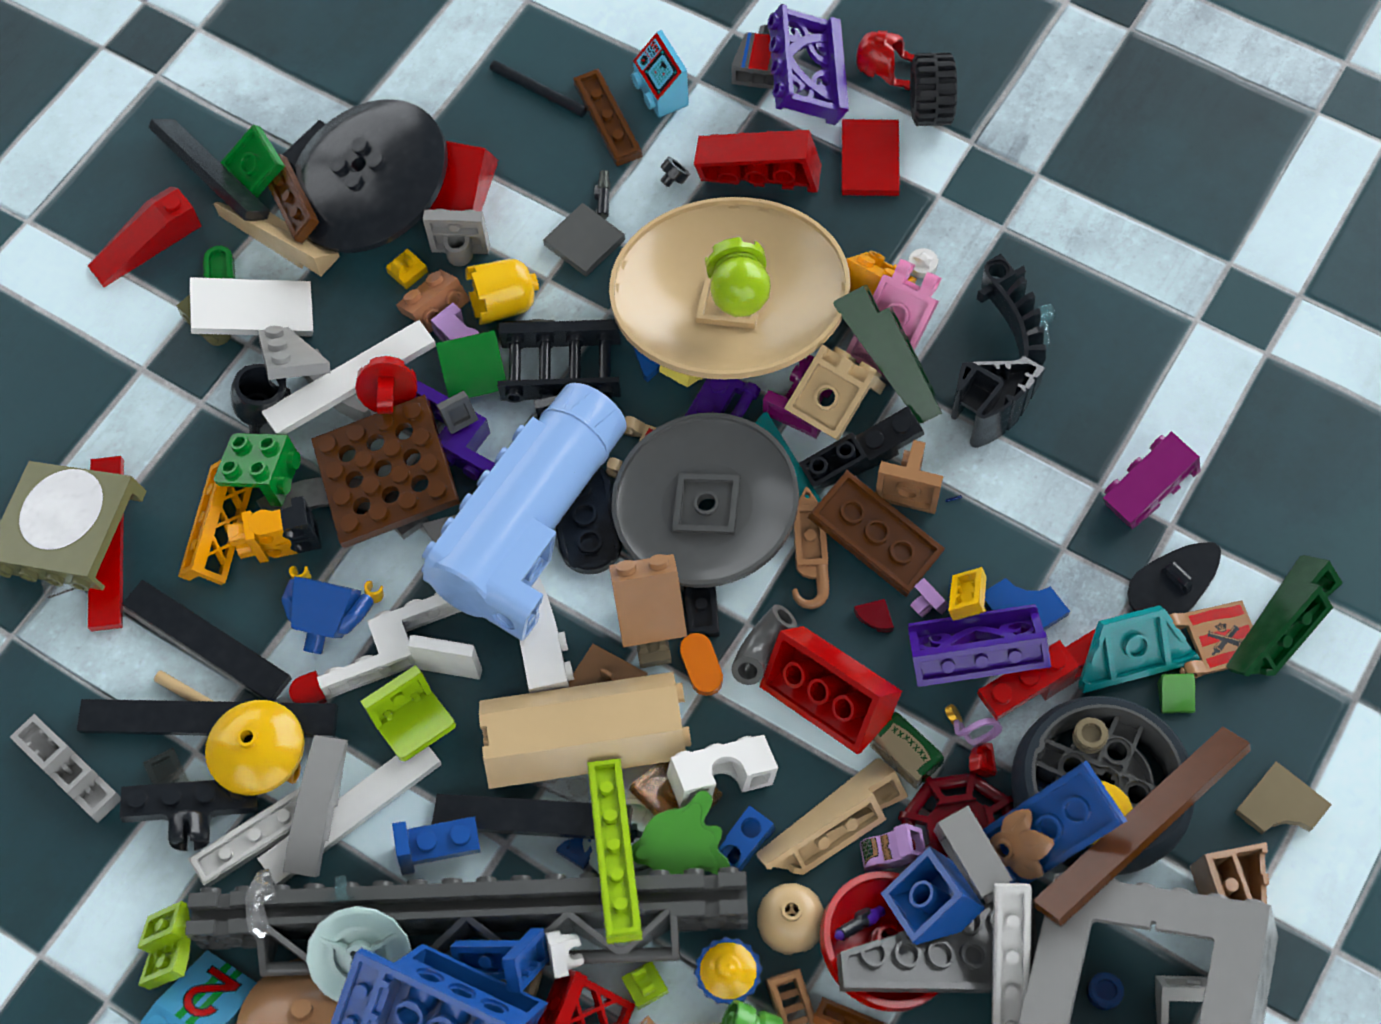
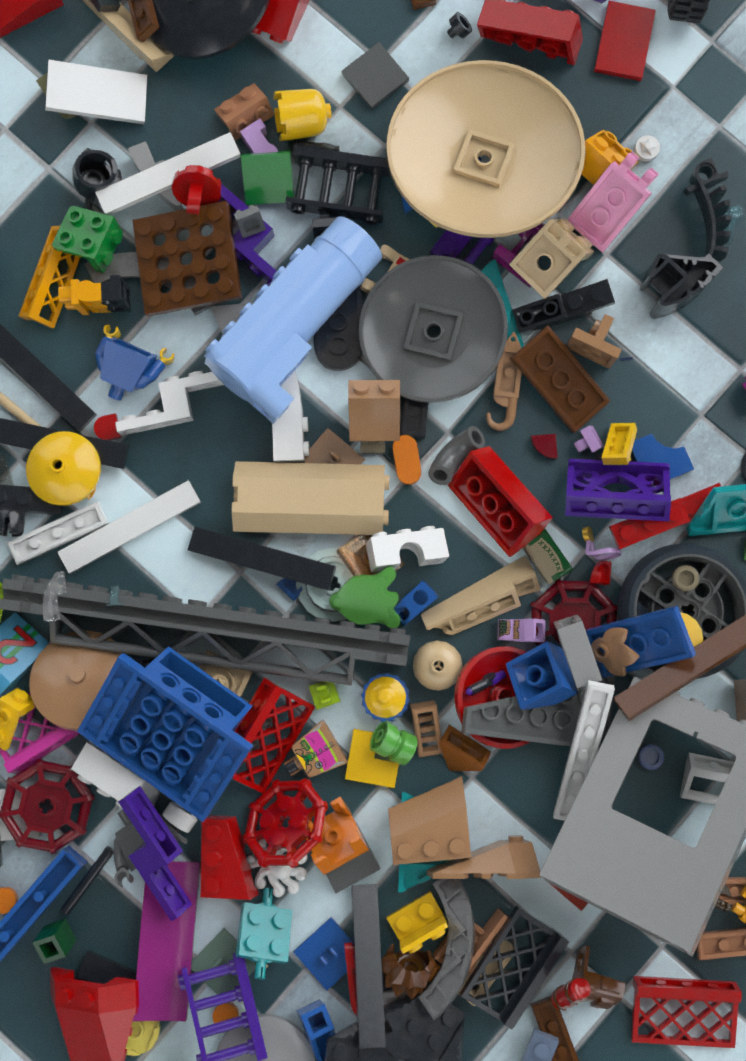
camera: 10 degrees right, 20 degrees up
(219, 263) = (74, 46): green tile -> none
(289, 355) = (121, 145): light grey wing -> none
(315, 806) = (103, 522): light grey slope -> none
(341, 935) = (119, 635): light aqua piece -> none
(406, 269) = (227, 77): yellow tile -> none
(408, 714) = (181, 463): lime bracket -> none
(434, 842) = (188, 566): blue bracket -> none
(445, 656) = (213, 423): white tile -> none
(456, 229) = (266, 50): light grey plate -> none
(506, 959) = (232, 671): blue bracket -> none
(559, 955) = (266, 669): white tile -> none
(602, 194) = (396, 36): black piece -> none
(614, 852) = (317, 602): lime tile -> none
(738, 277) = (493, 149): lime tile -> none
(890, 350) = (603, 228): dark green wedge -> none

